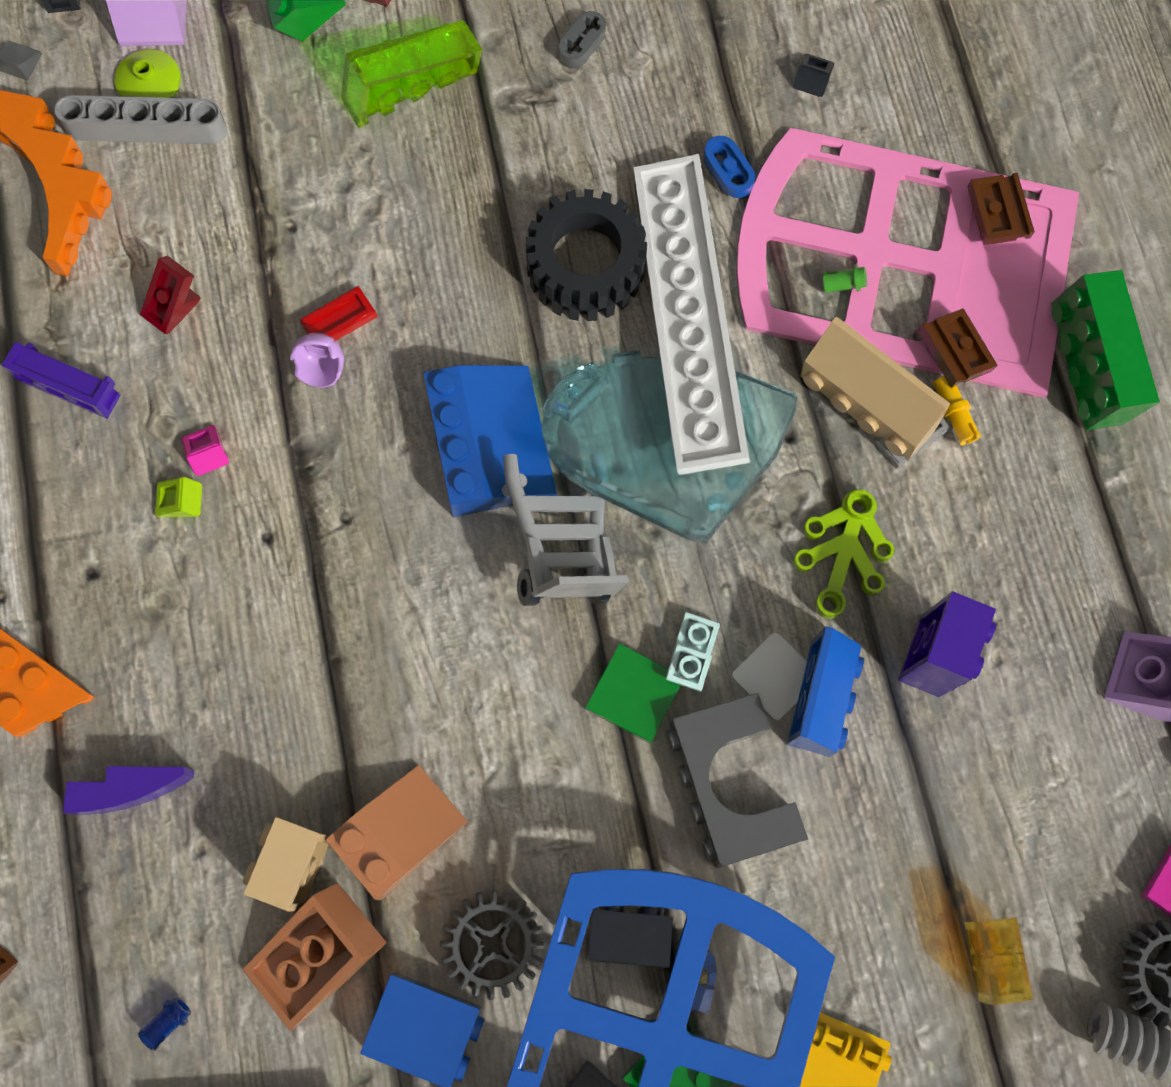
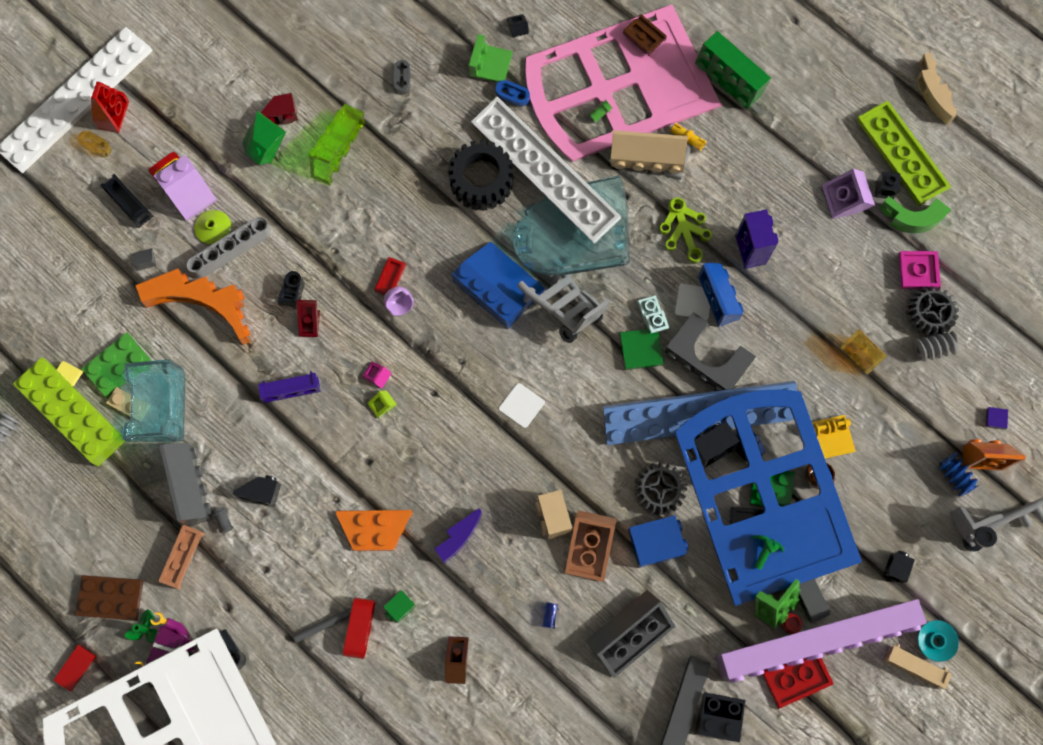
camera: 30 degrees left, 0 degrees up
(177, 239) = (291, 293): none -> black piece
(384, 650) = (522, 405): none -> white sticker
(396, 832) = (587, 473): nougat slope -> none
(598, 835) = (666, 415): none -> medium blue plate
(726, 96) = (488, 61): none -> bright green bracket
(957, 347) = (670, 109): reddish brown plate -> none

